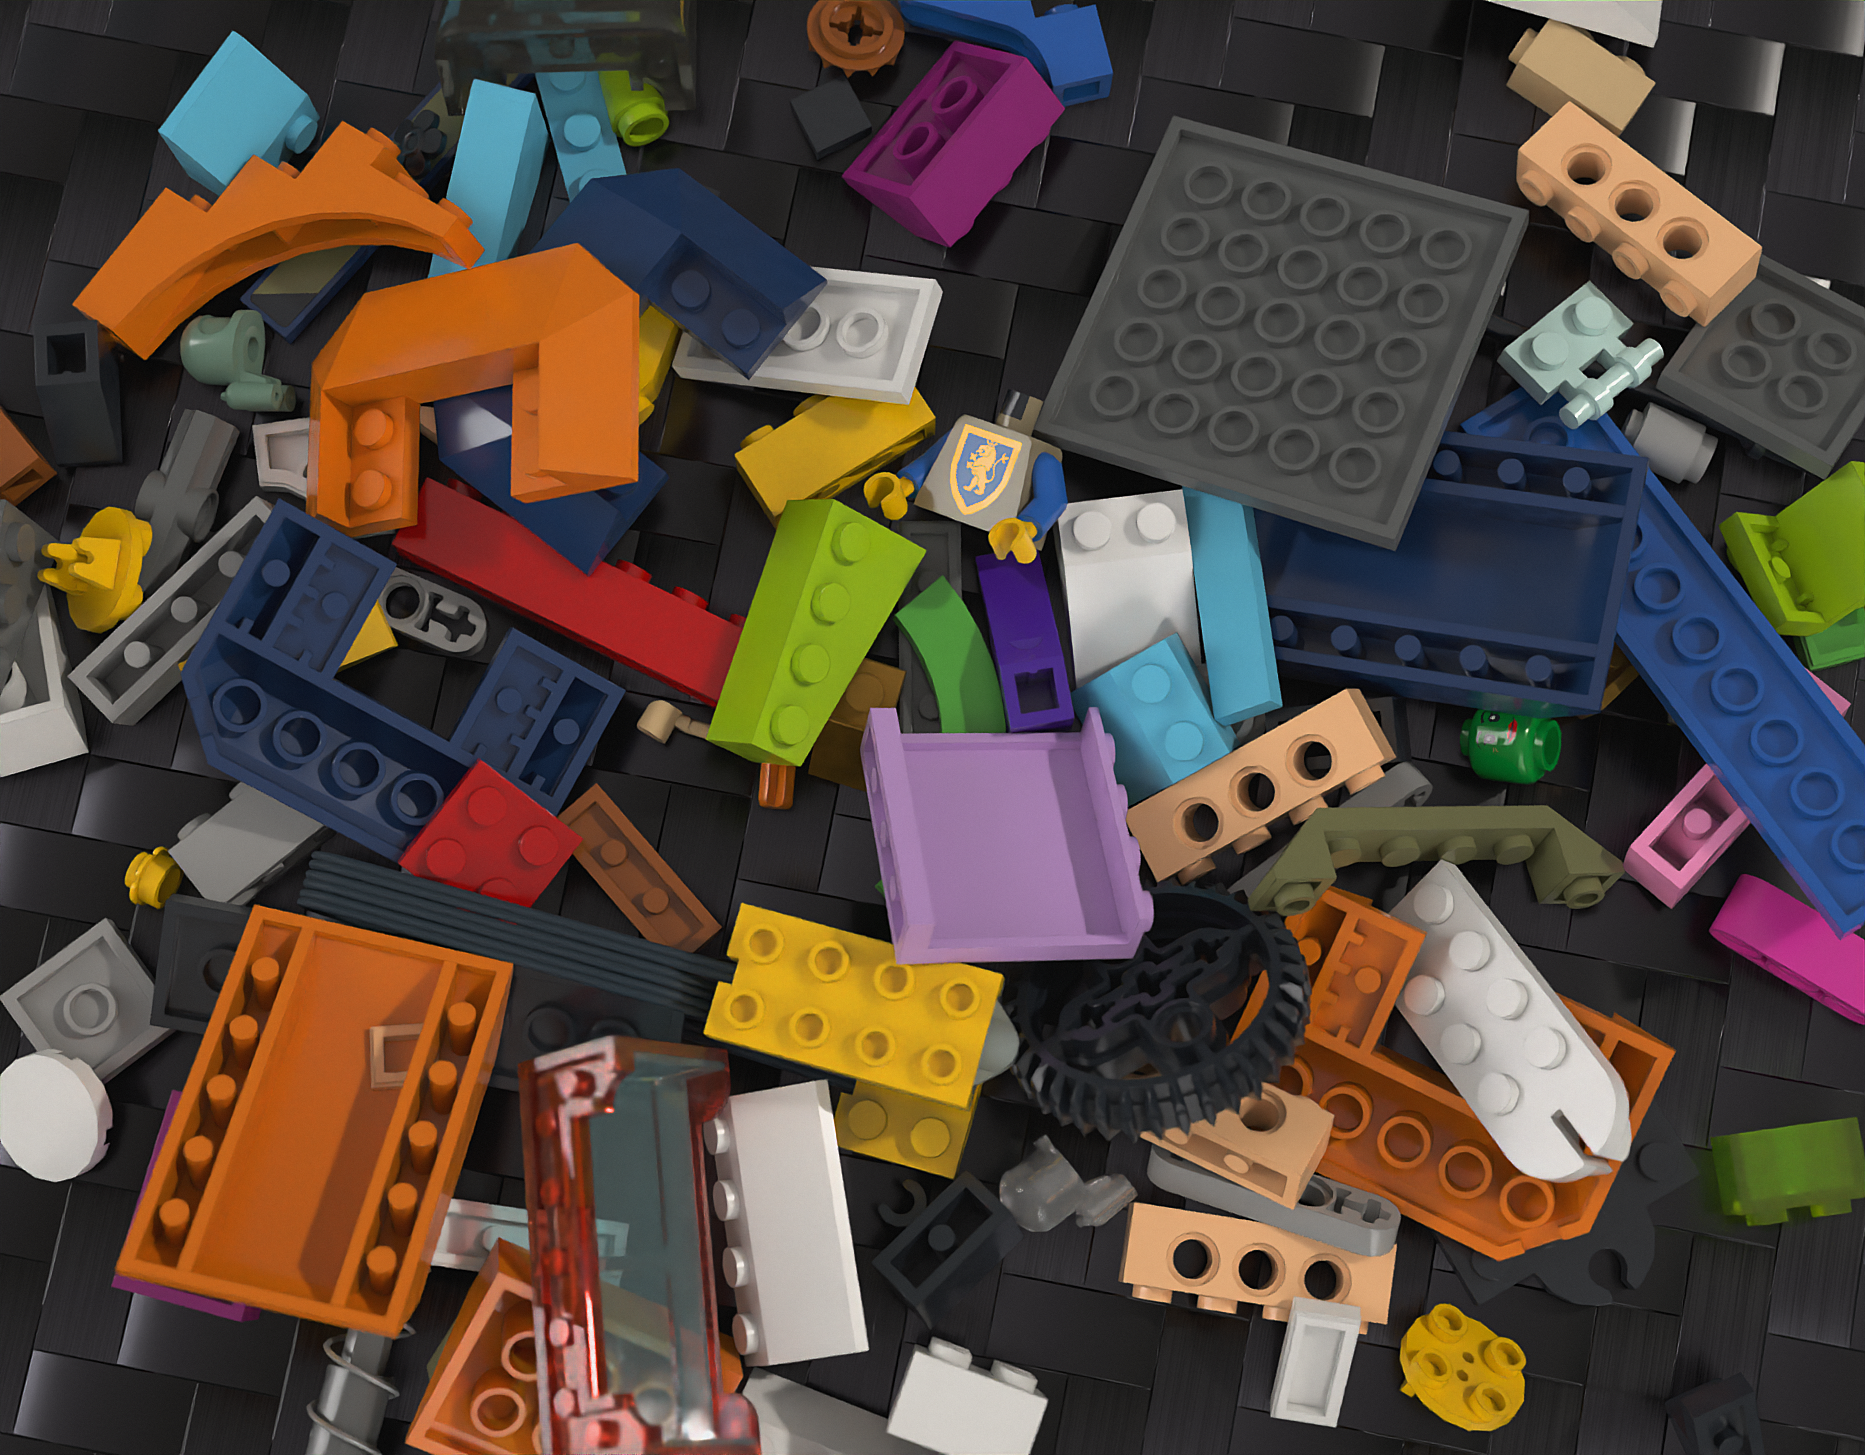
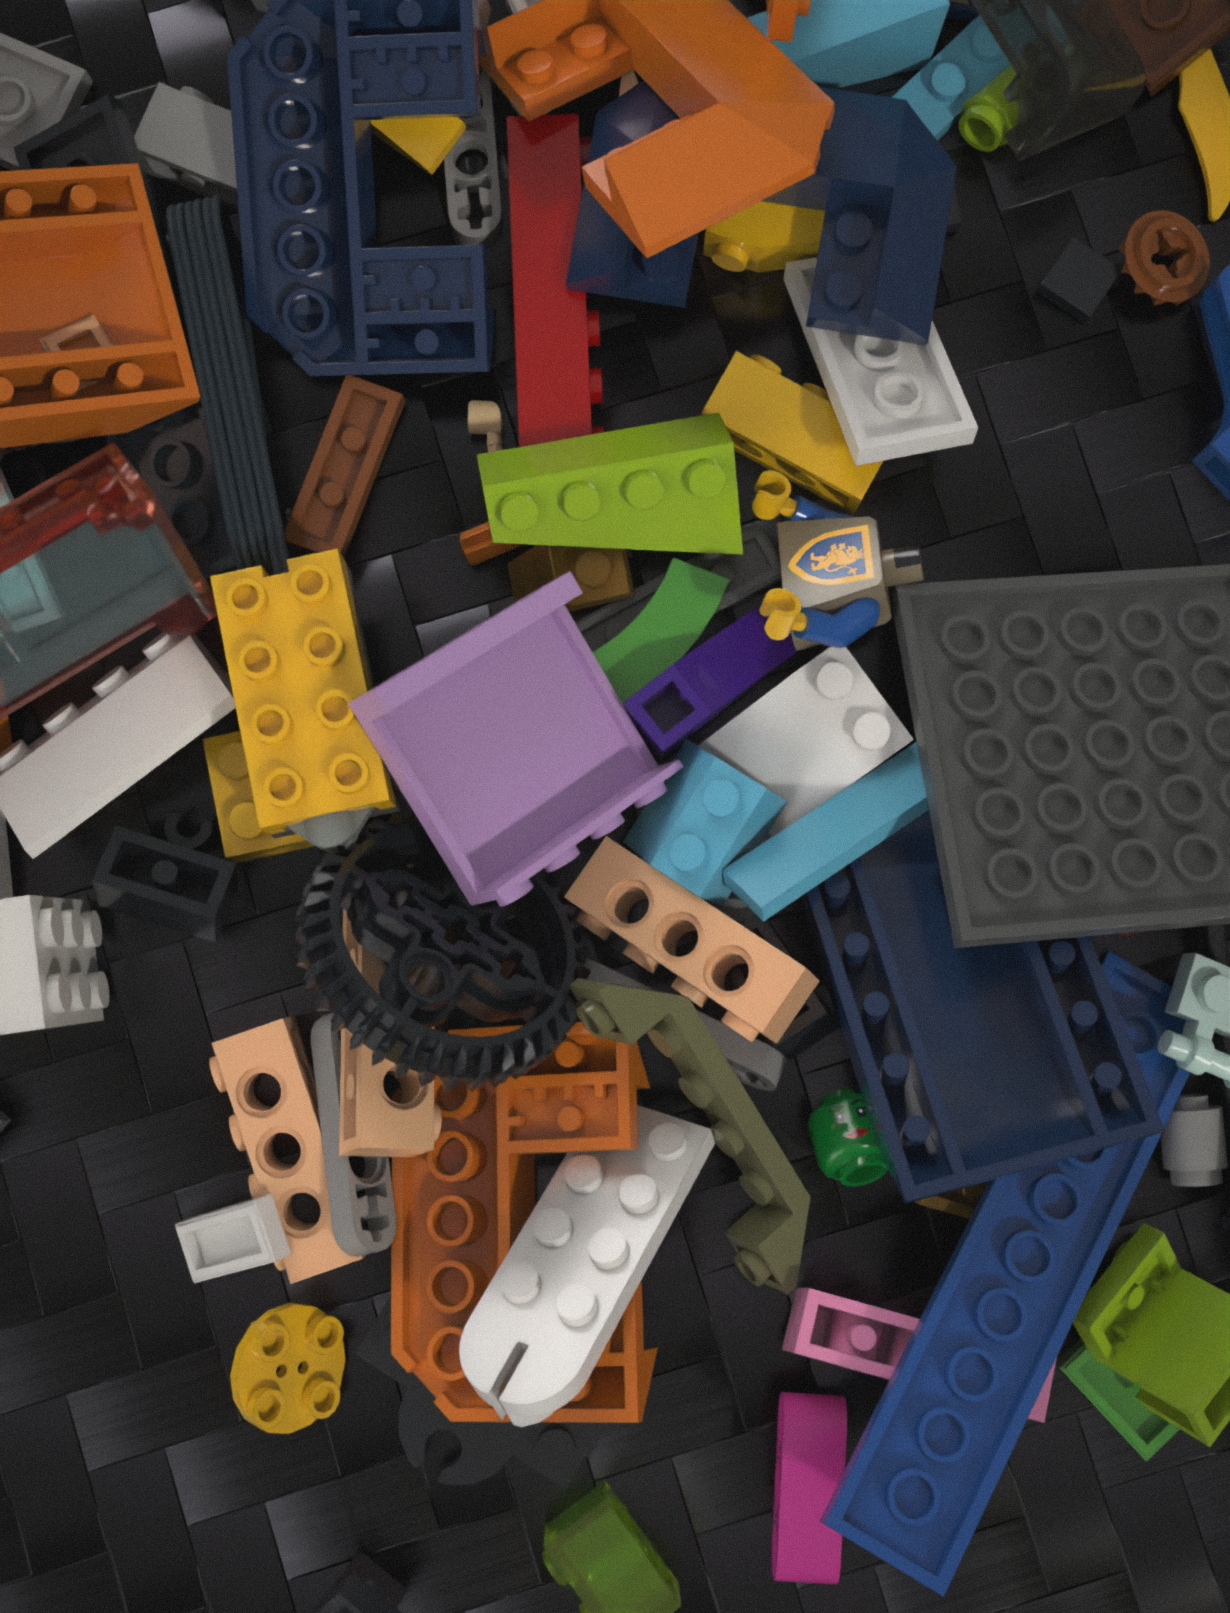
camera: 65 degrees right, 5 degrees up
(153, 878) = (136, 88): yellow plate -> none
(491, 841) = (300, 332): red plate -> none
(955, 141) = (1117, 393): magenta slope -> none
(1048, 1191) = (263, 943): clear piece -> none

